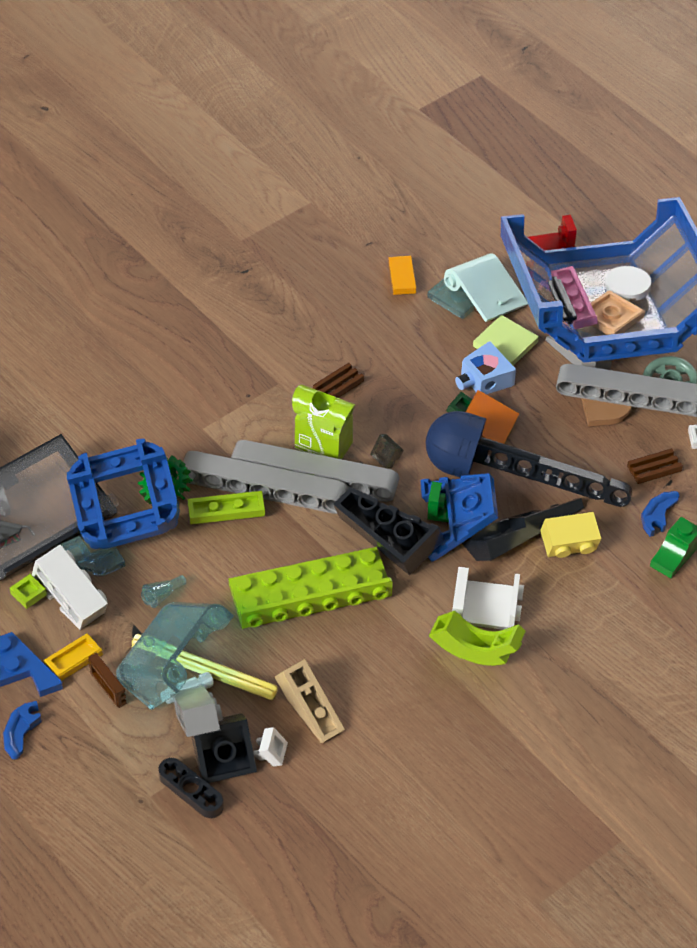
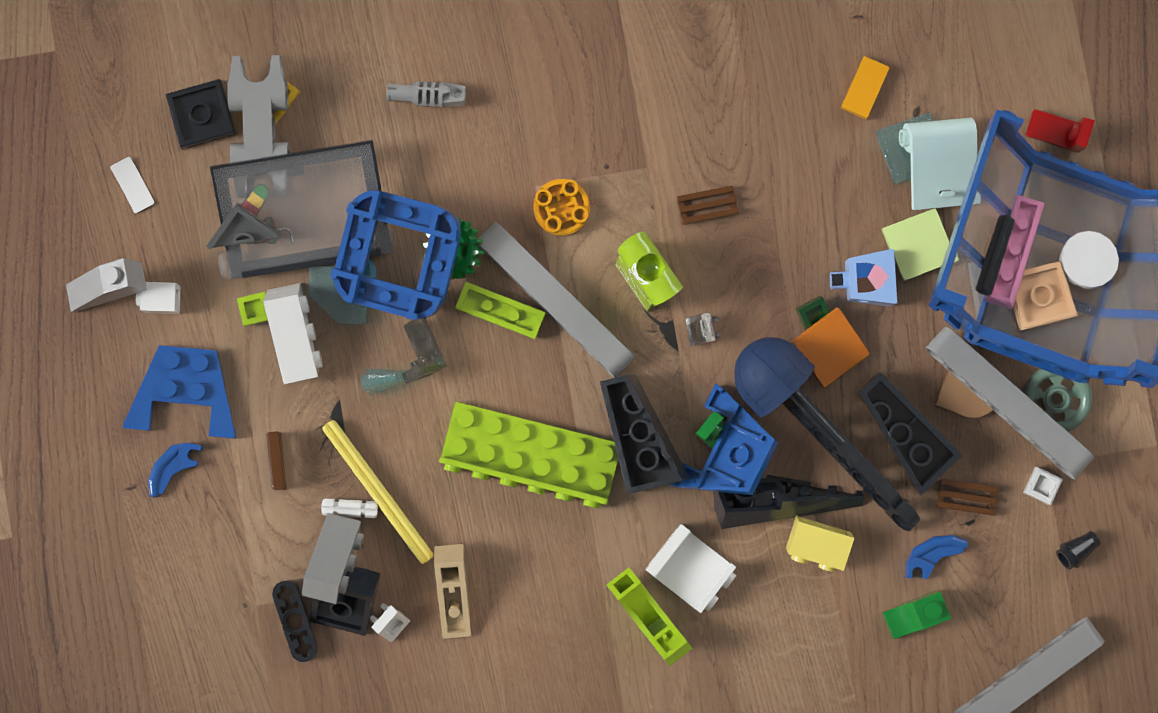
camera: 25 degrees right, 35 degrees up
(73, 657) = (261, 410): yellow tile -> none
(84, 405) = (428, 94): none -> light grey hinge
(151, 664) = (344, 466): clear light blue windscreen -> none
(181, 554) = (426, 349): none -> clear smoke bracket
(229, 427) = (561, 207): none -> light orange tile
(369, 479) = (614, 313): light grey beam -> none
(581, 439) = (912, 437): none -> black wedge

